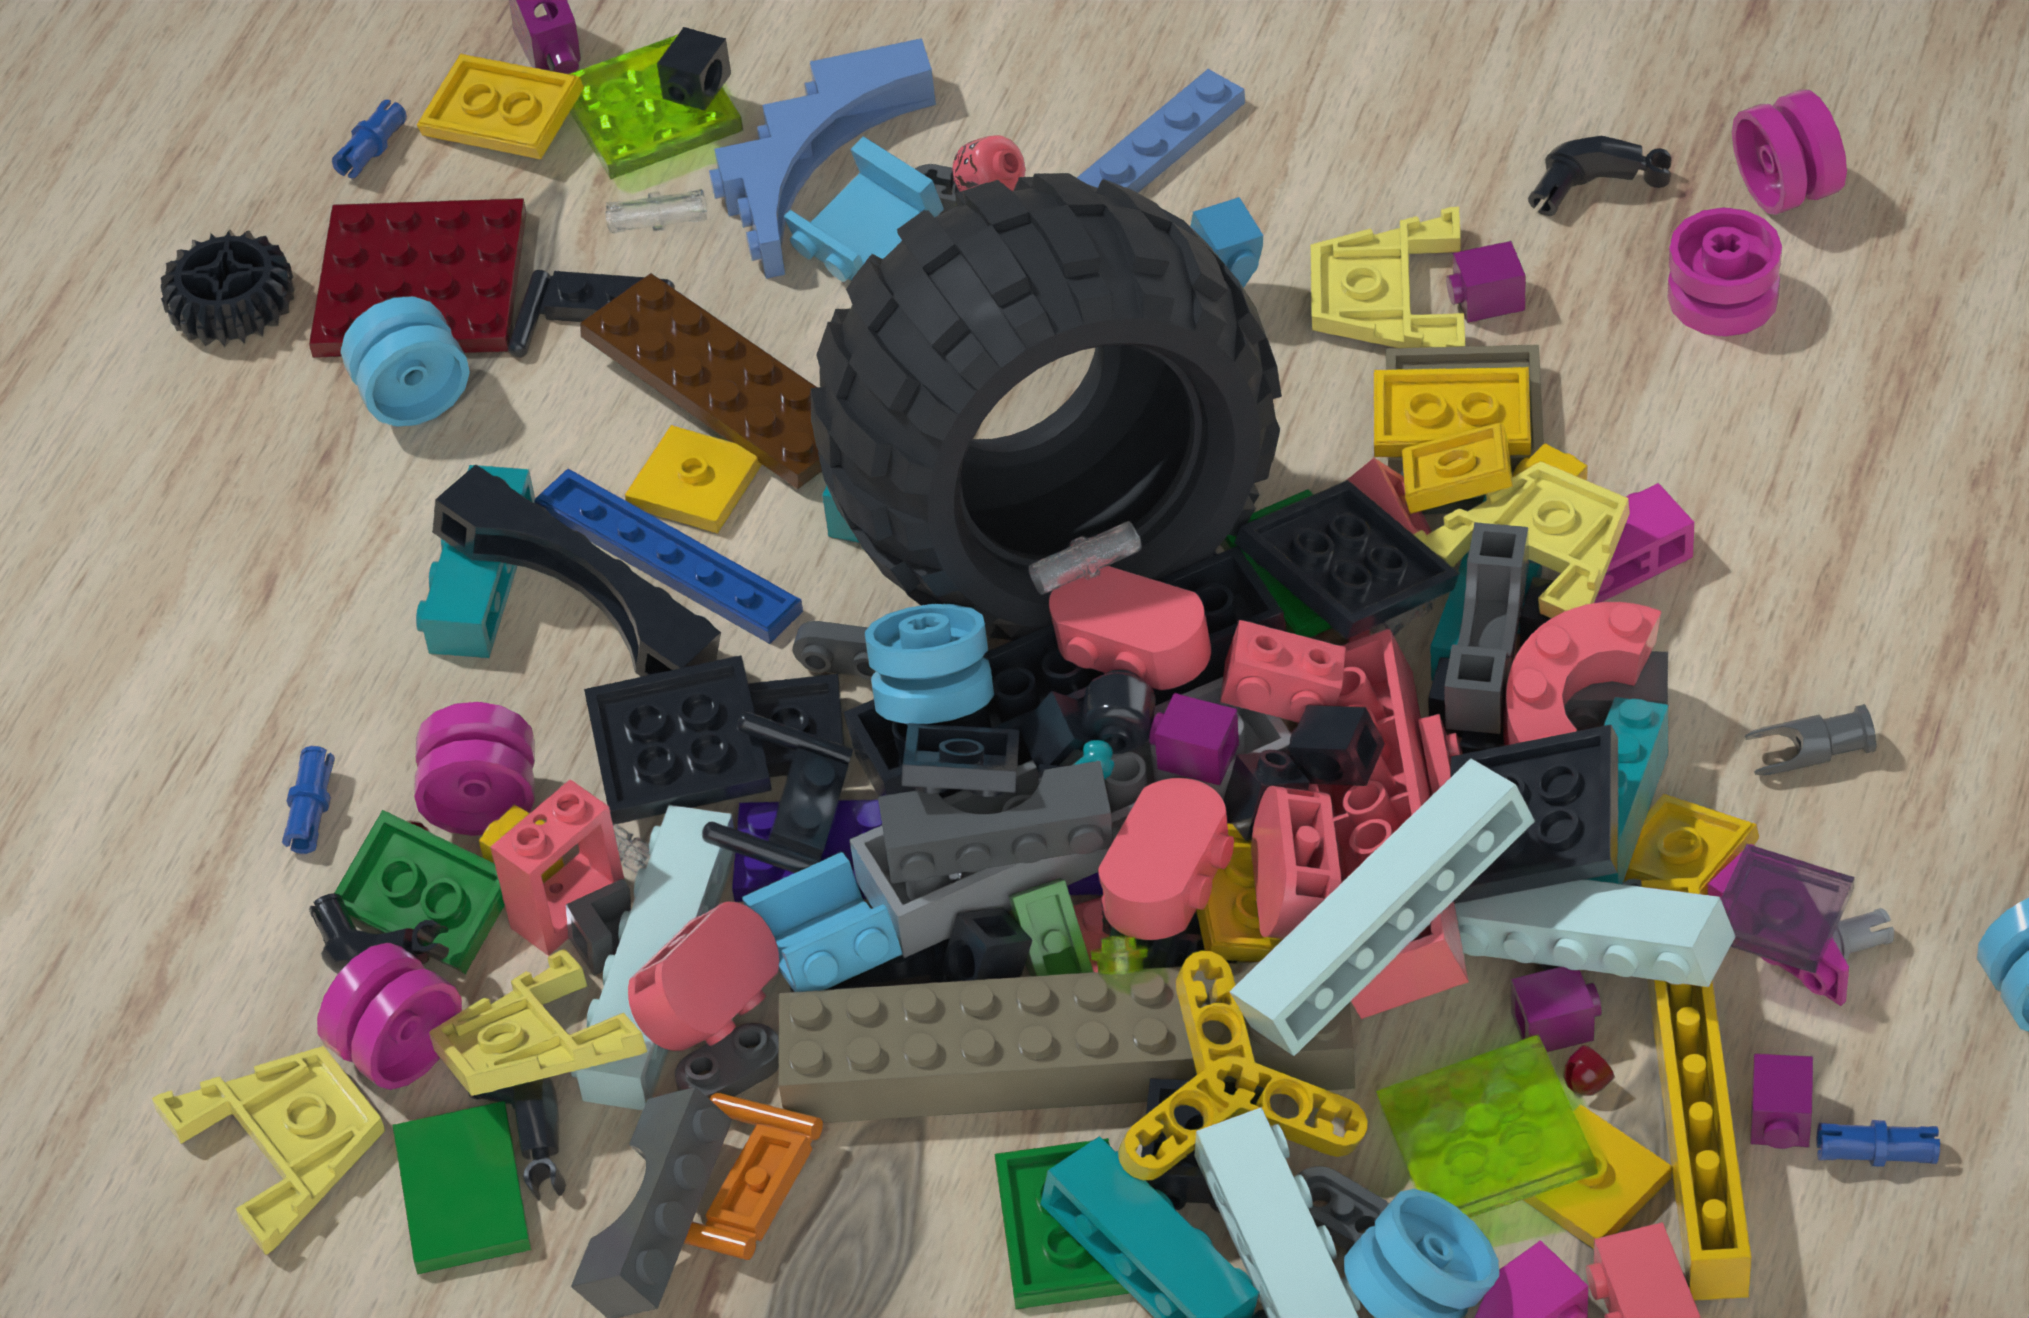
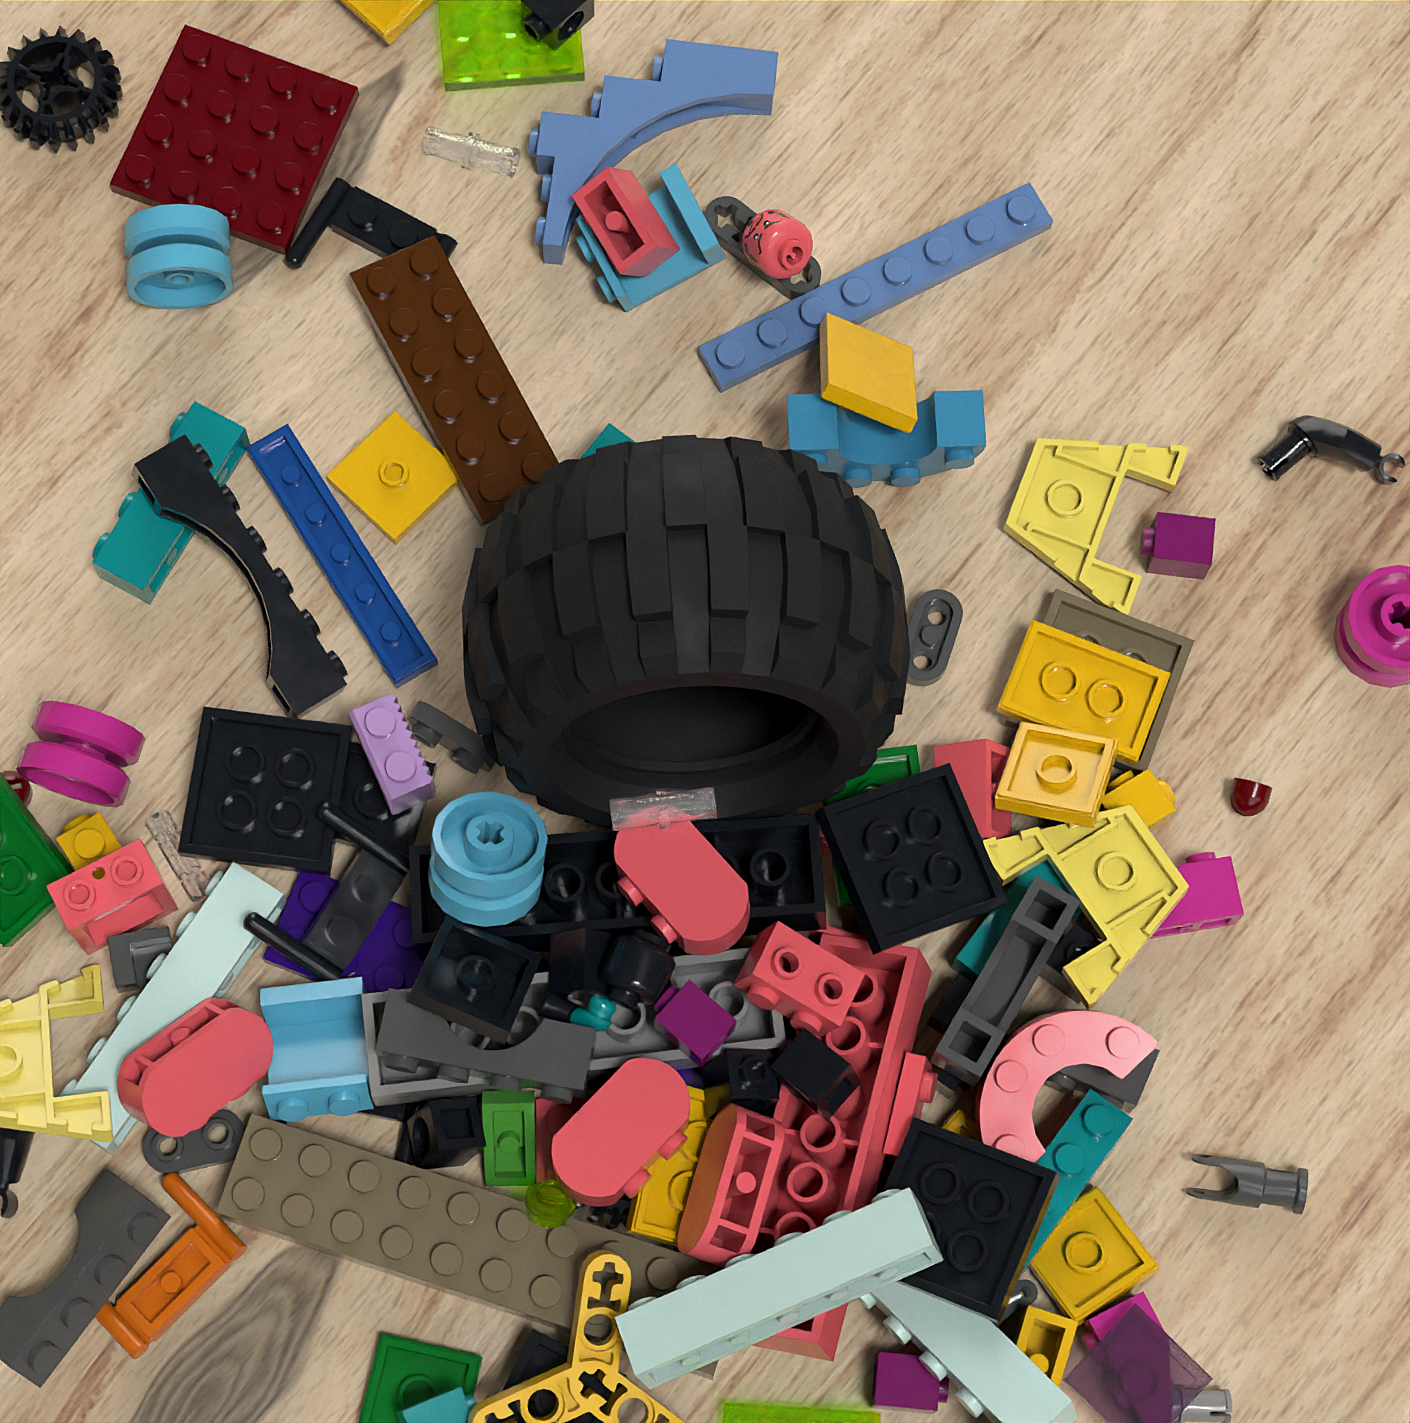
camera: 10 degrees right, 25 degrees up
(793, 664) = (393, 753): none -> lavender brick
(834, 199) = (625, 222): none -> coral brick
(1293, 440) = (930, 639): none -> dark grey plate
(1654, 446) = (1249, 796): none -> dark red hinge

